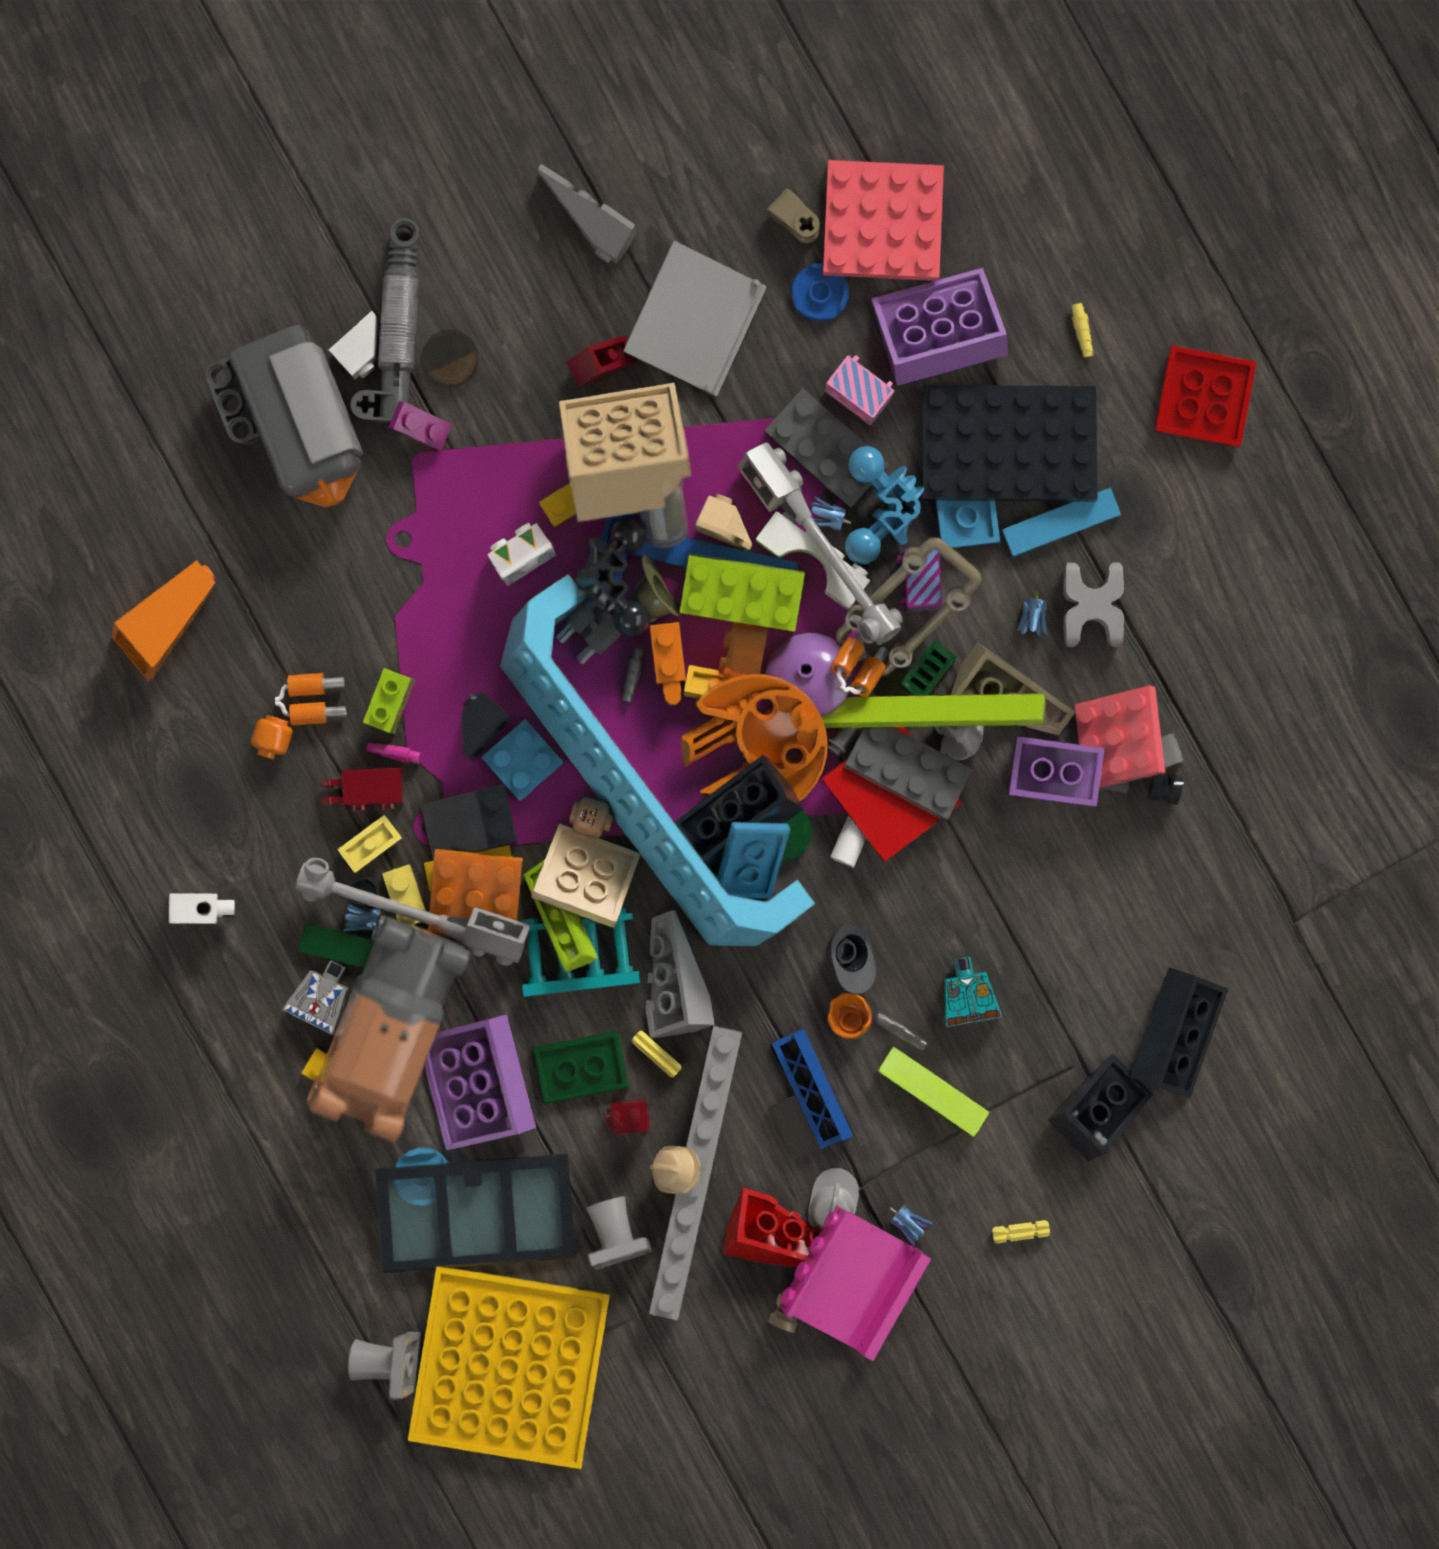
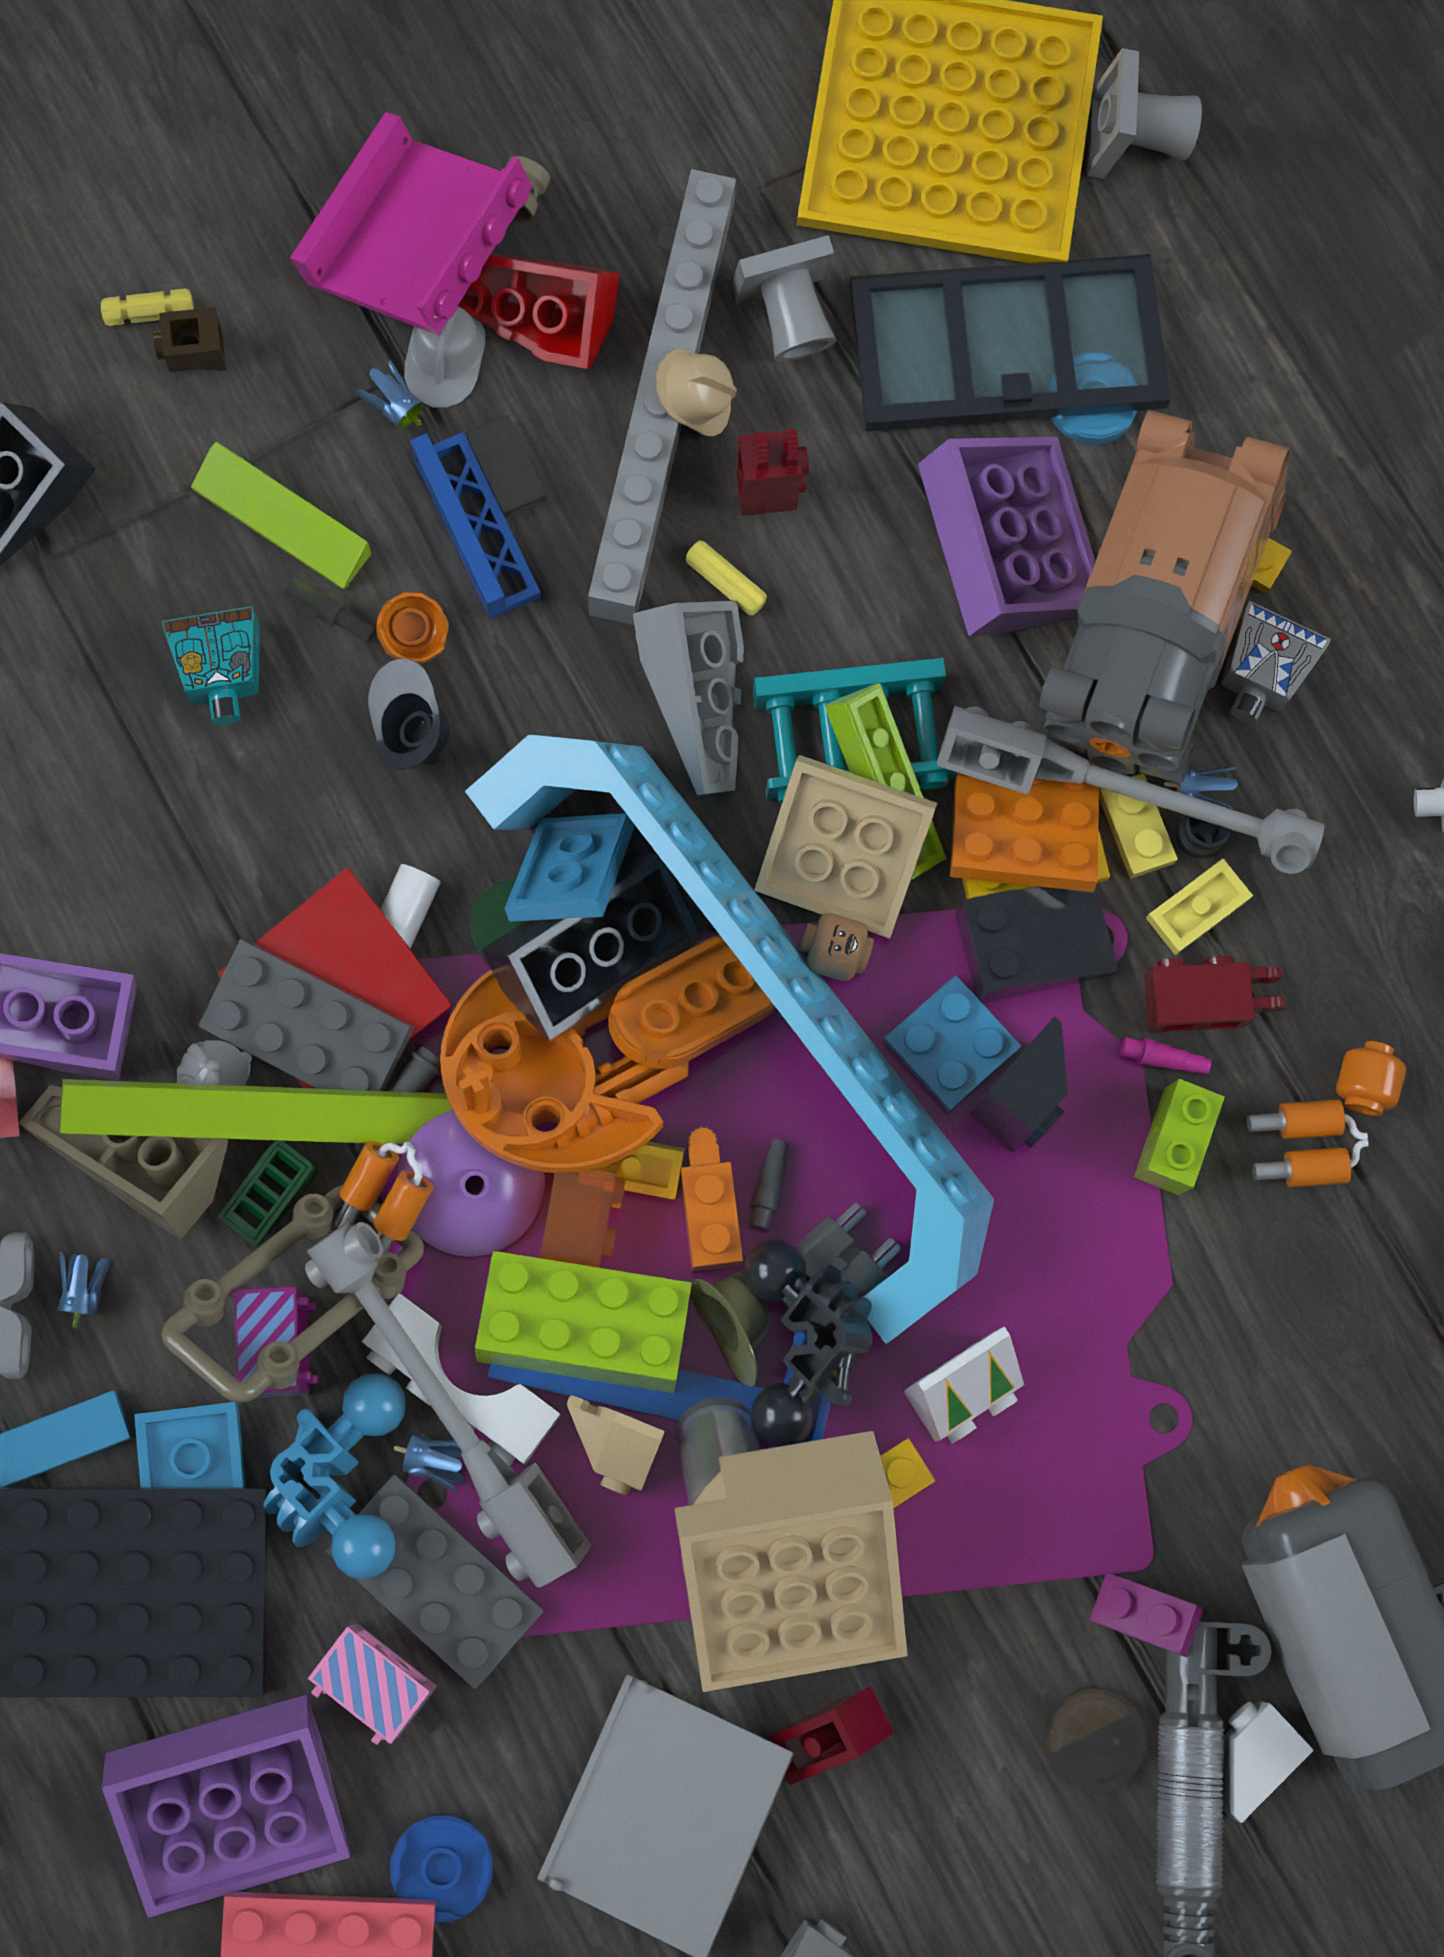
camera: 175 degrees right, 10 degrees down
(335, 945) = (1252, 748): dark green tile -> none
(581, 1067) = (846, 559): dark green tile -> none
(686, 775) = (686, 1006): none -> orange tile
(865, 1169) = (403, 406): none -> flat silver piece
(908, 1223) = (336, 324): flat silver piece -> none
(980, 1206) = (194, 327): none -> dark brown brick

